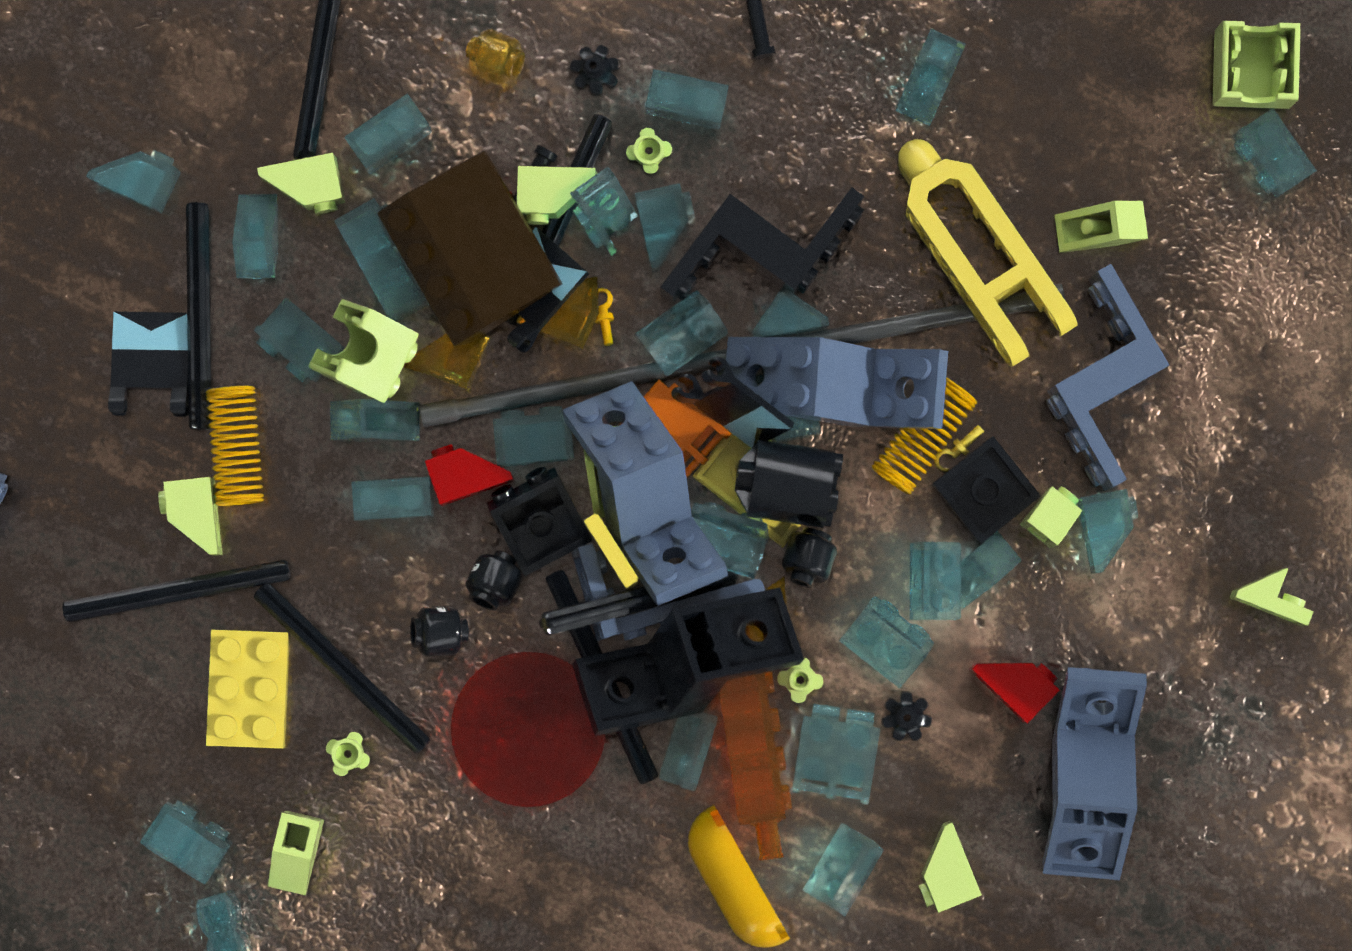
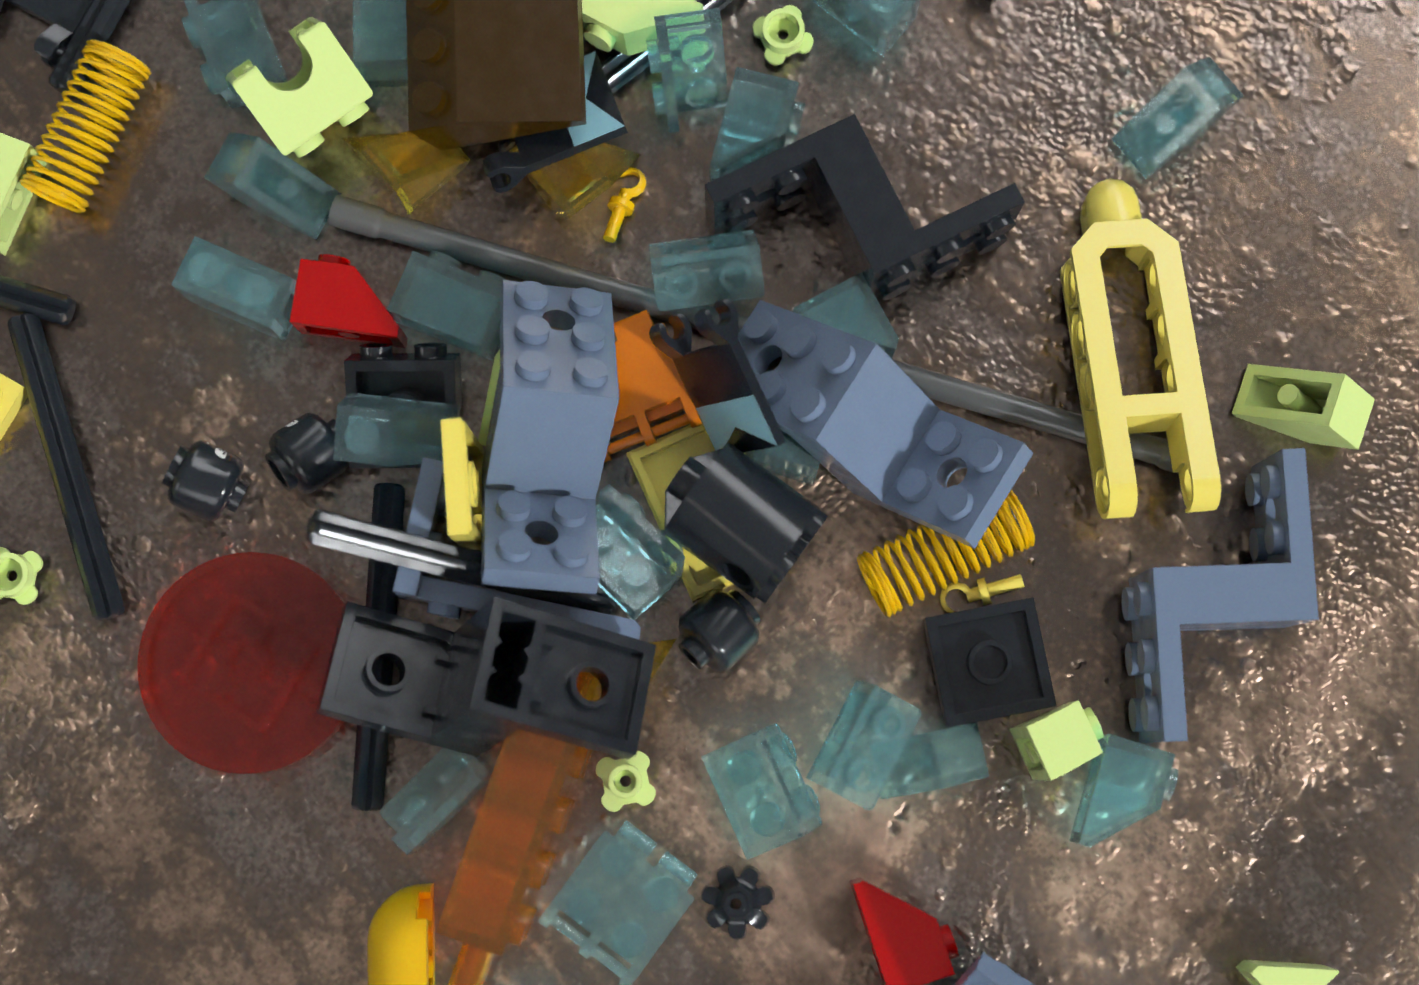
camera: 30 degrees right, 5 degrees down
(546, 538) = (389, 430): none -> clear light blue slope

